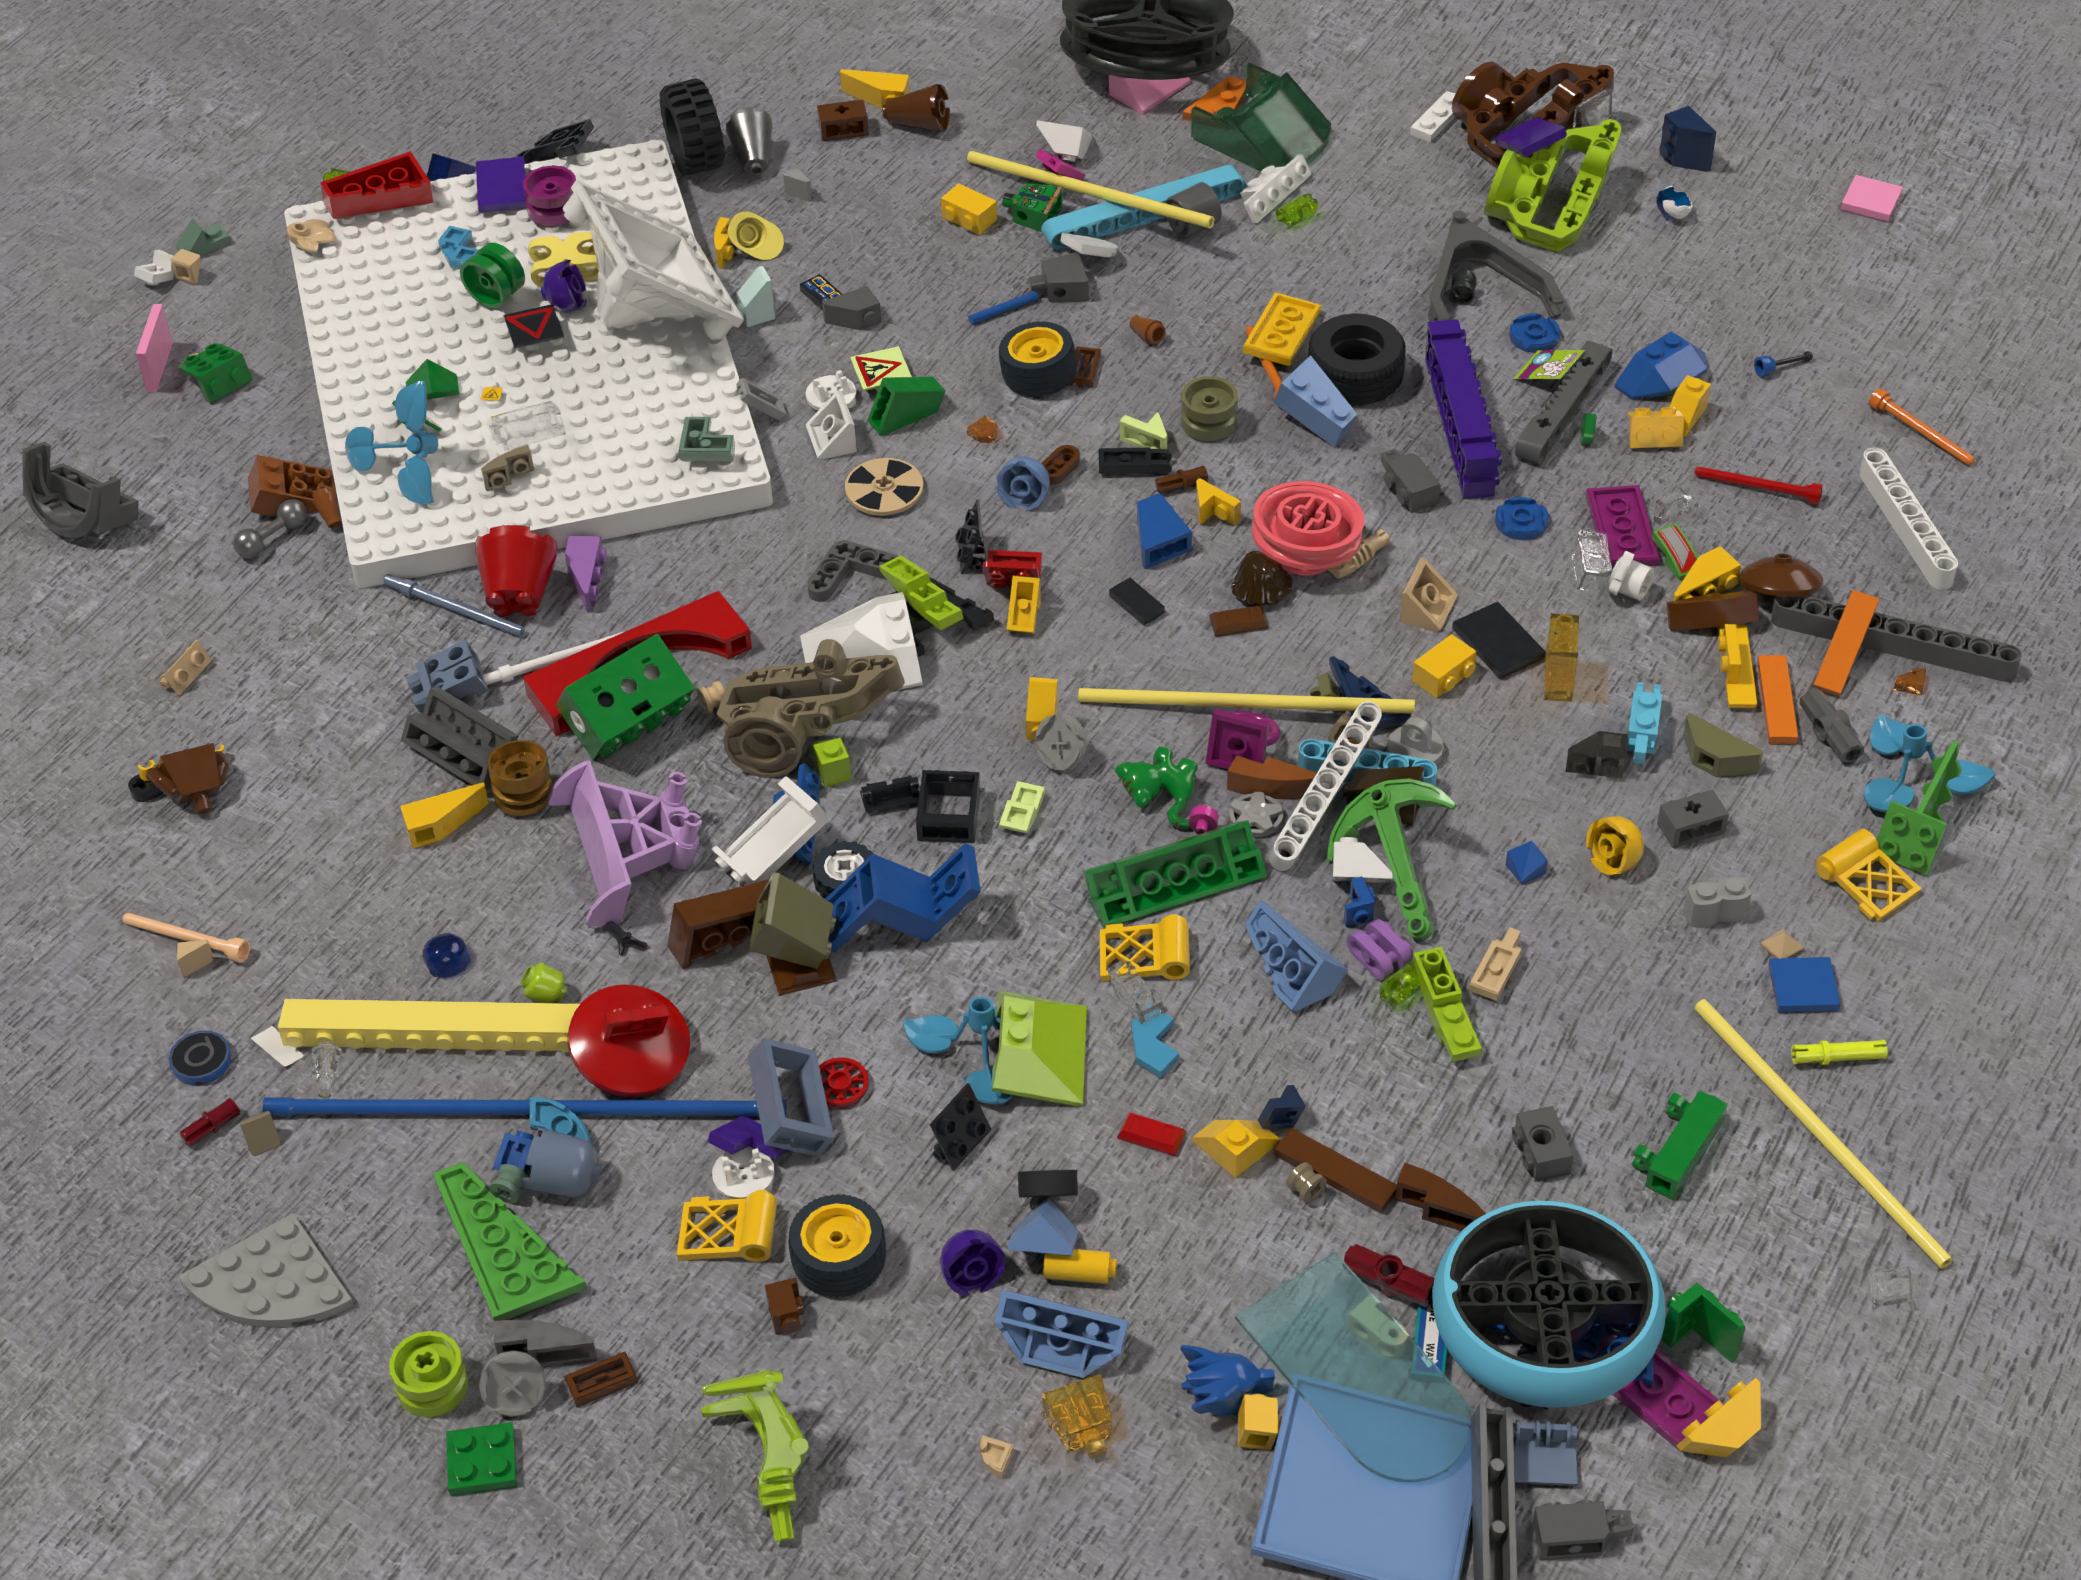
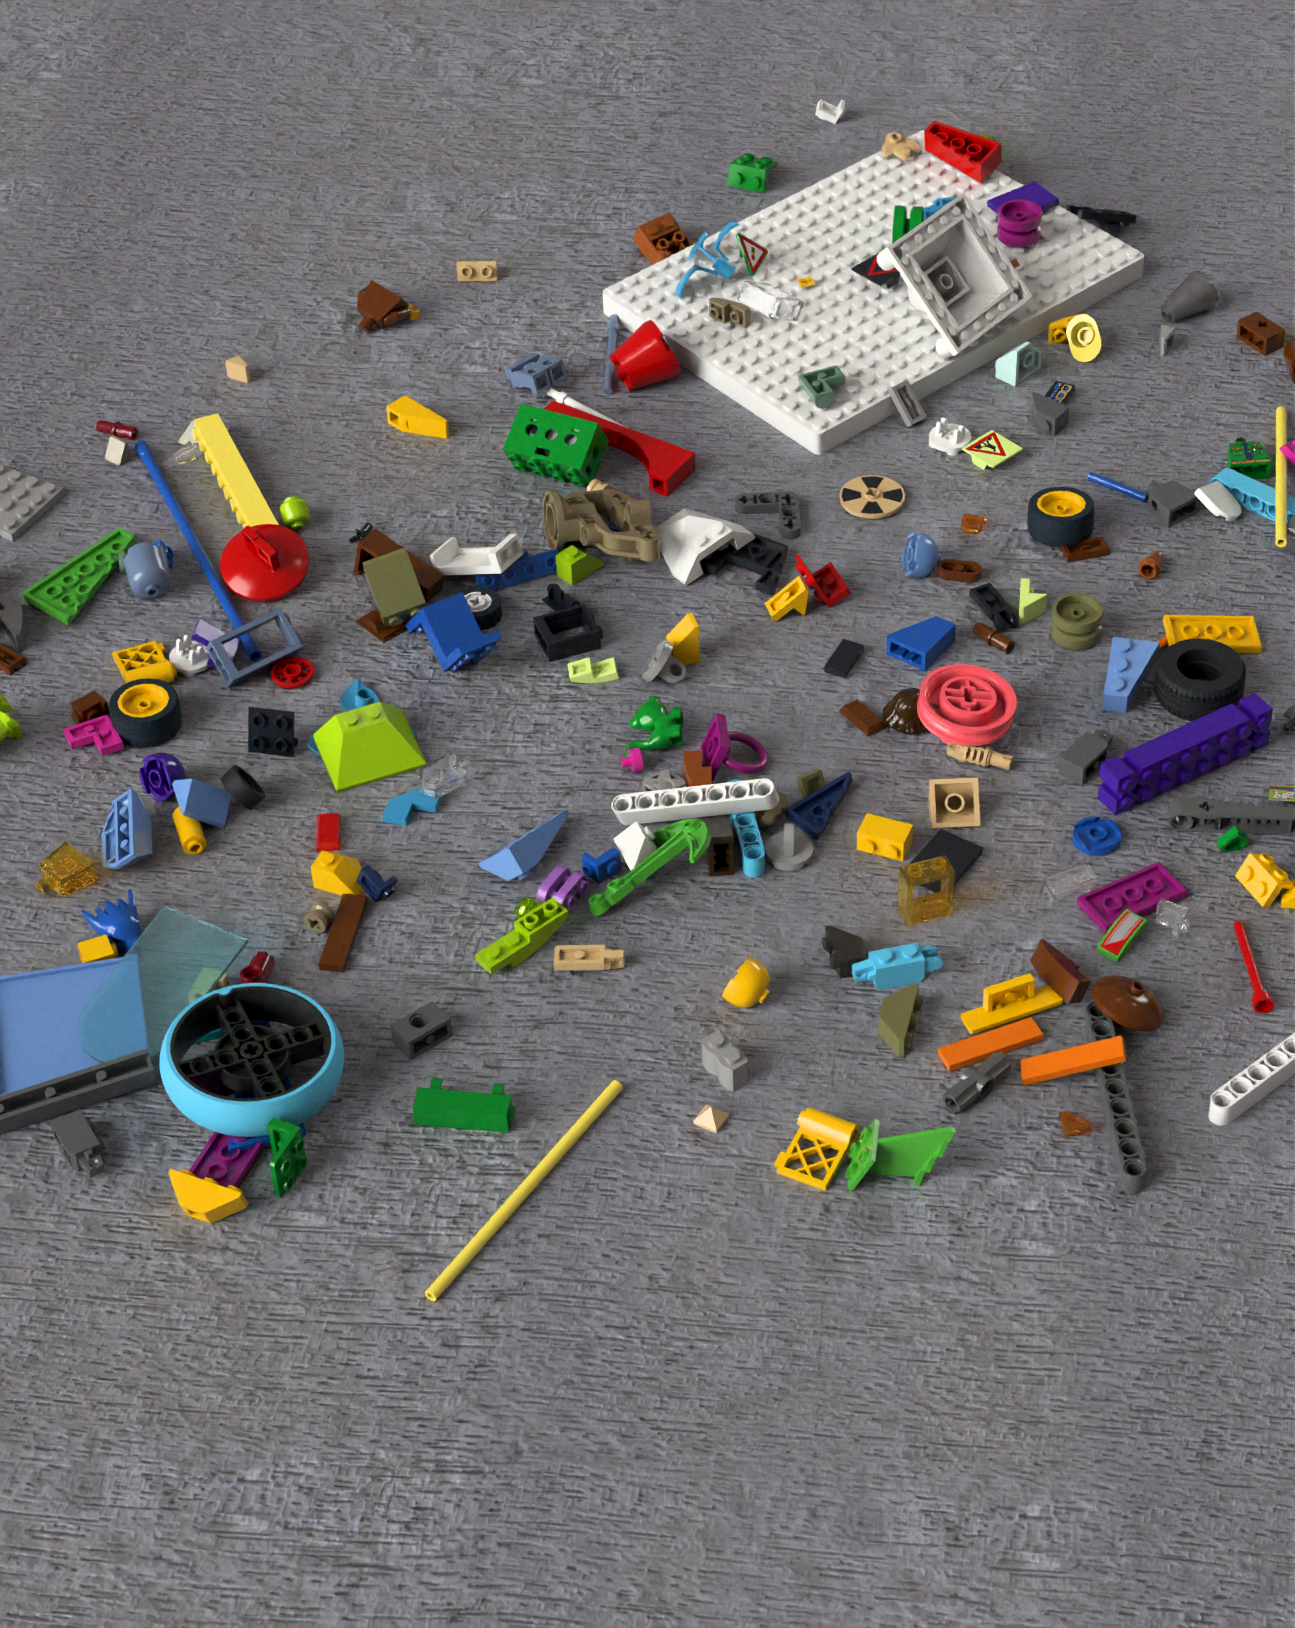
camera: 65 degrees right, 5 degrees down
(103, 502) = (586, 161): dark grey piece -> none
(154, 348) = (747, 136): bright pink tile -> none
(186, 266) = (844, 118): tan slope -> none
(200, 1057) = (165, 406): tile -> none
(202, 241) = (877, 118): sand green slope -> none
(235, 949) = (256, 384): light nougat piece -> none
(249, 542) = (603, 249): flat silver piece -> none
(438, 380) = (791, 251): green slope -> none
(444, 167) = (1031, 174): clear blue slope -> none
(445, 955) = (301, 467): clear blue hair -> none
(455, 736) = (481, 401): dark grey brick -> none
(520, 777) = (461, 433): pearl gold wheel -> none
(555, 1117) = (186, 565): dark azure tile -> none
(584, 565) = (681, 392): medium lavender slope -> none
(672, 842) = (464, 506): lavender piece -> none
(692, 126) = (1159, 257): black tyre -> none
(830, 1308) = (95, 731): none -> dark pink plate
(832, 429) = (911, 452): white slope -> none
(904, 402) = (963, 471): green slope -> none
(921, 592) = (762, 544): lime slope -> none
(969, 209) = (1211, 429): yellow brick -> none
(971, 541) = (839, 550): black hinge -> none
(996, 1455) = (22, 847): tan tile -> none
(1168, 943) = (496, 782): yellow piece -> none
(1174, 874) = (571, 761): green slope -> none
(1216, 502) = (973, 653): yellow slope -> none
(1241, 700) = (772, 745): light yellow piece -> none
(1439, 1199) = (339, 987): reddish brown slope -> none
(1526, 862) = (704, 944): blue slope -> none
(1545, 1453) = (141, 1110): sand blue hinge -> none
(1630, 577) = (1060, 911): white piece -> none
(1692, 818) = (810, 1024): dark grey brick -> none
(1710, 574) = (1097, 957): yellow slope -> none
(1804, 984) = (674, 1141): blue tile -> none
(1844, 1051) = (606, 1169): neon yellow pin -> none
(1893, 736) = (995, 1129): dark azure plant -> none

